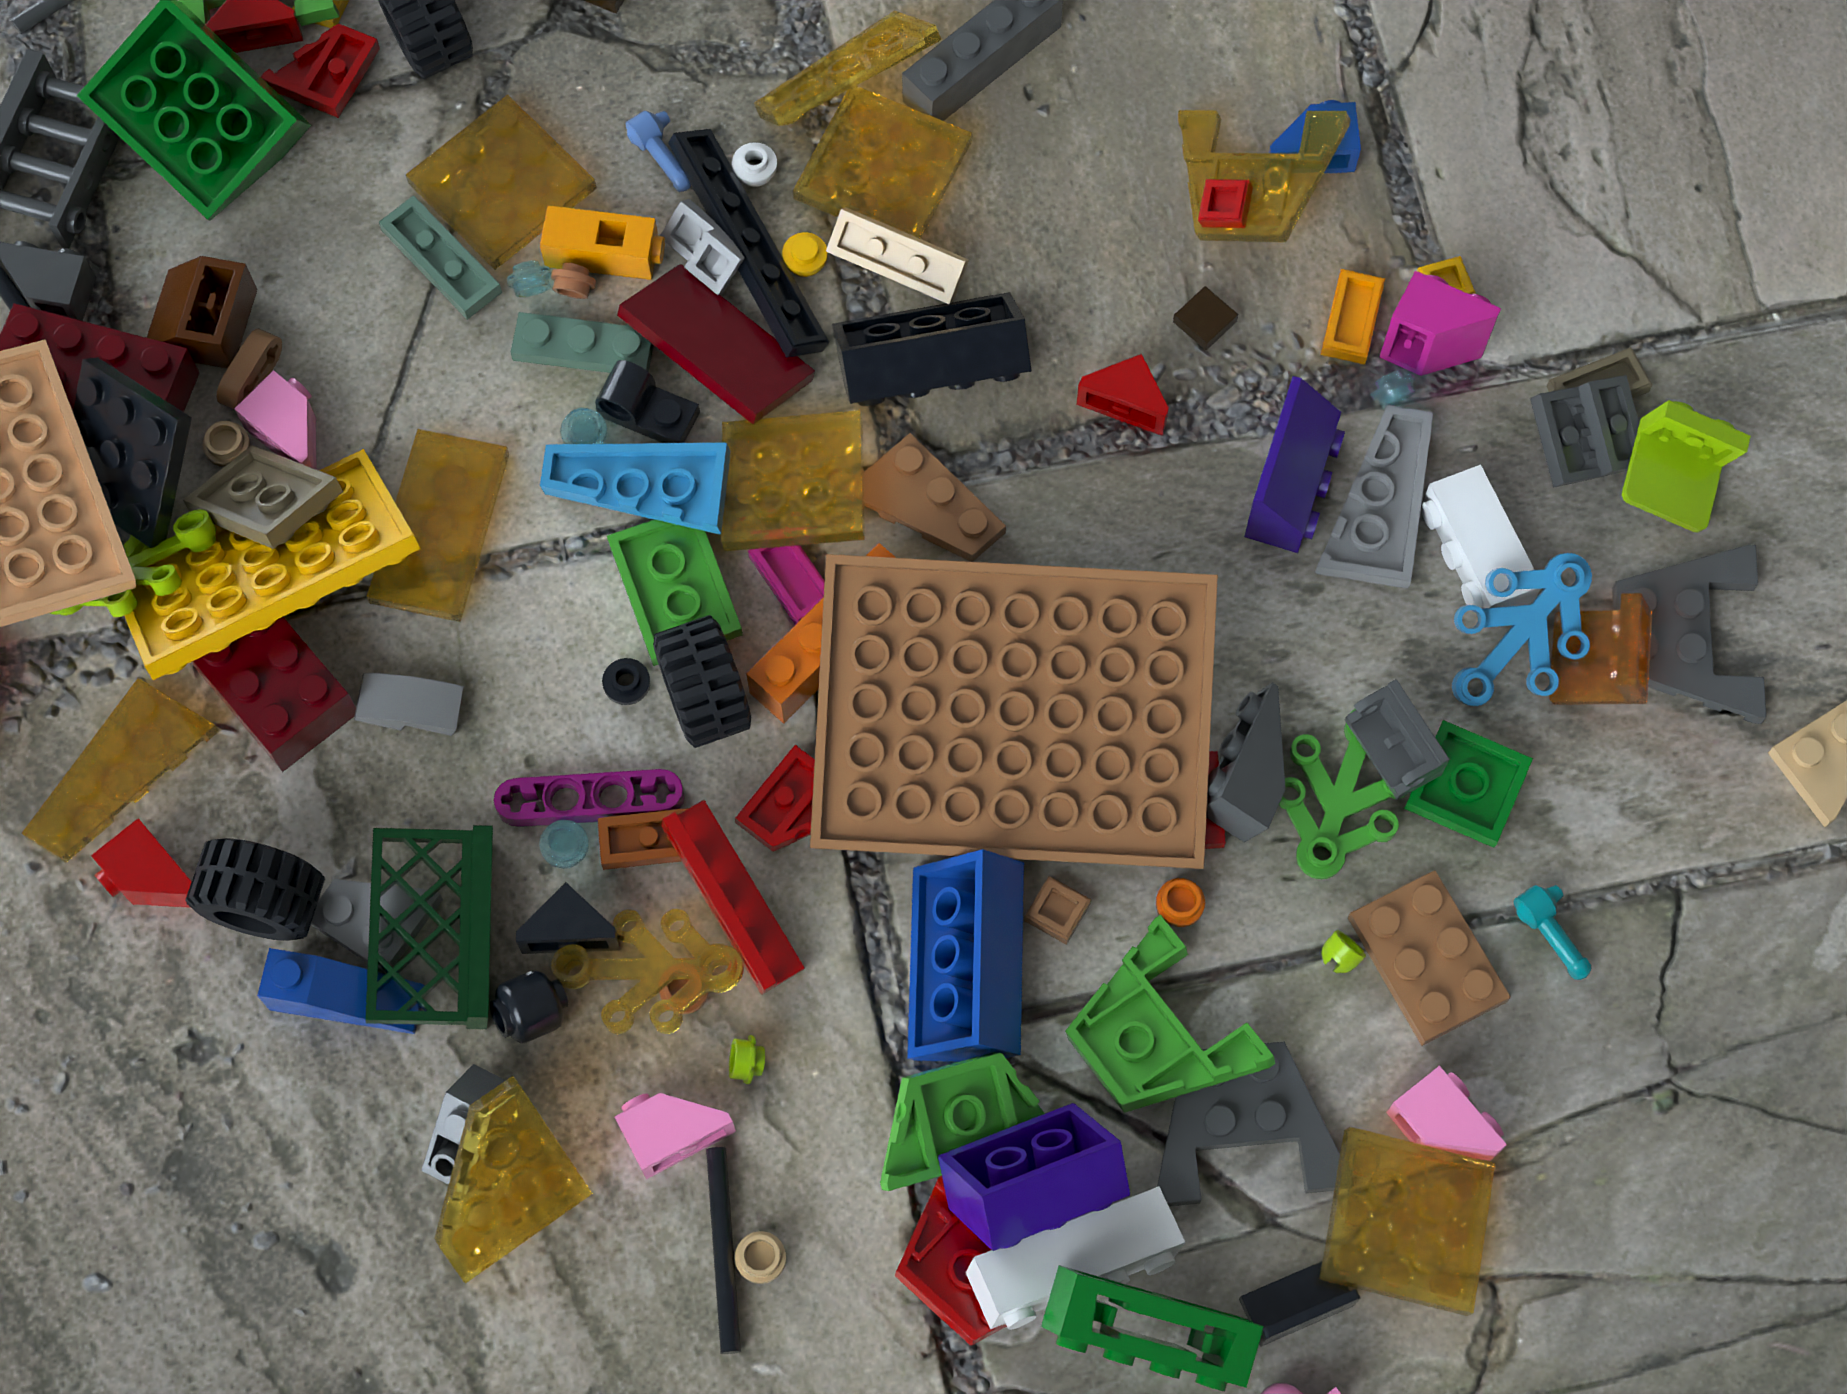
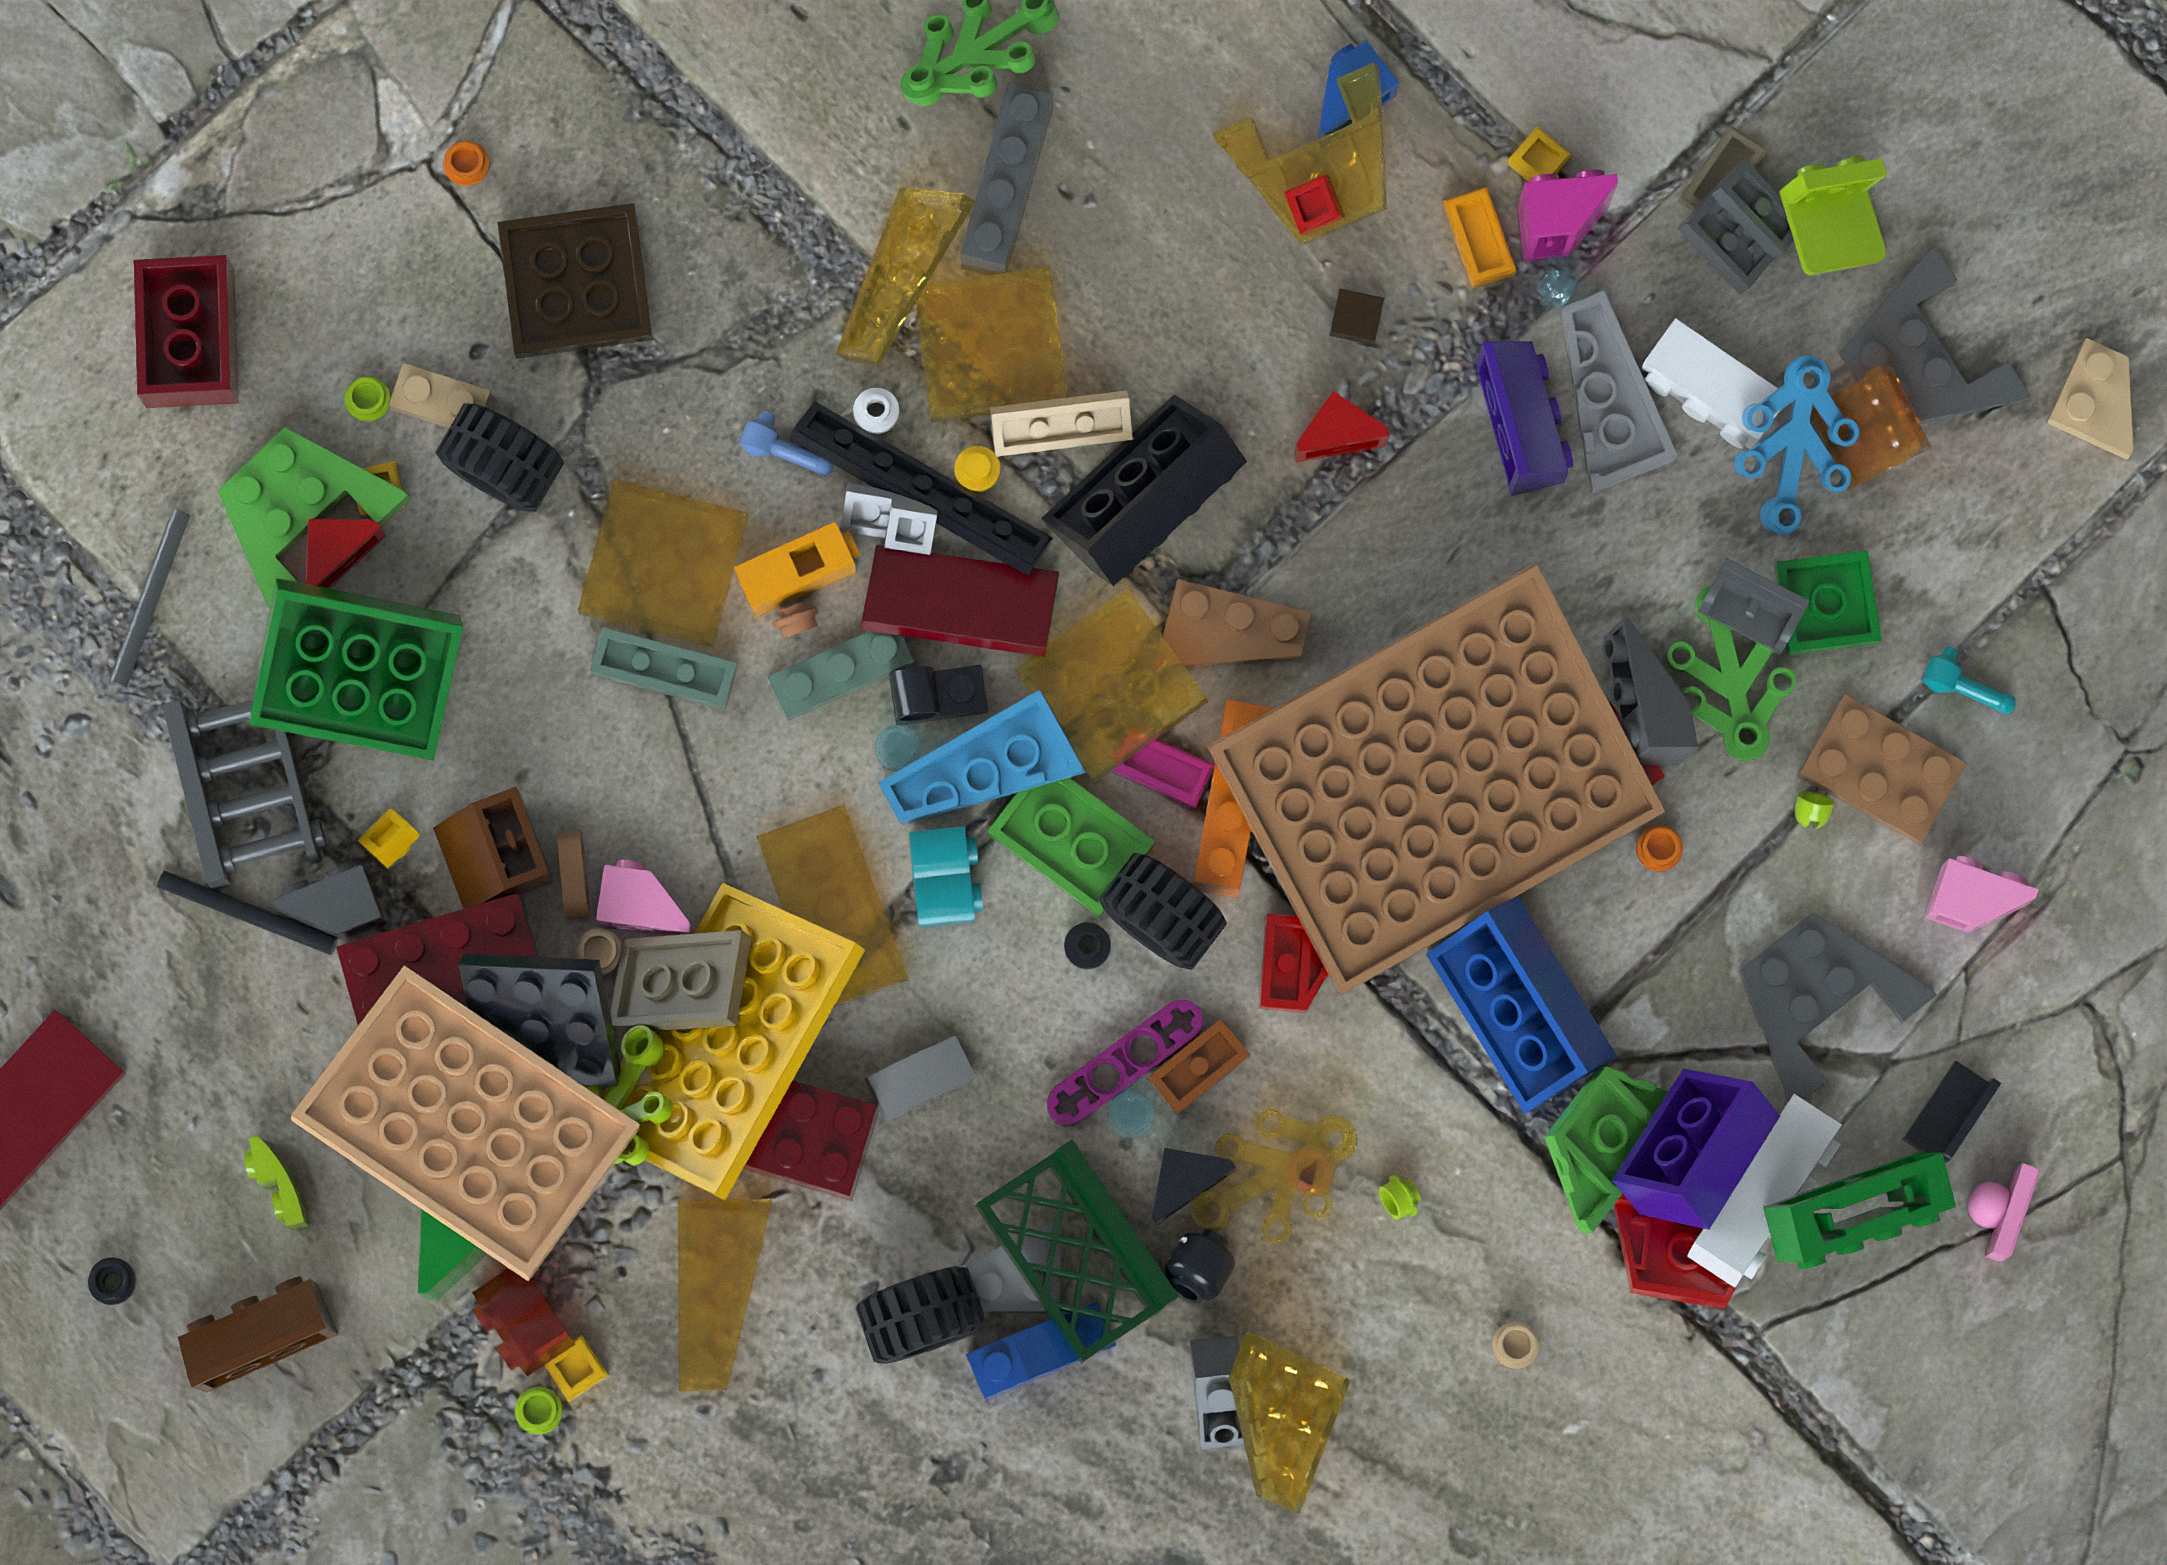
camera: 35 degrees left, 10 degrees up
(127, 257) = (389, 838): none -> yellow plate
(141, 869) = (807, 1355): red slope -> none
(326, 70) = (434, 556): red wing -> none
(529, 279) = (756, 640): clear light blue plate -> none
(544, 551) = (943, 877): none -> teal brick
(669, 1130) = (1377, 1293): bright pink slope -> none
(723, 1251) = (1481, 1358): black bar -> none
(732, 896) = (1303, 1073): red fence -> none
(1057, 910) = (1565, 916): medium nougat tile -> none
(1141, 1045) = (1701, 985): bright green wing -> none
(1408, 1221) = (1997, 997): clear yellow plate -> none

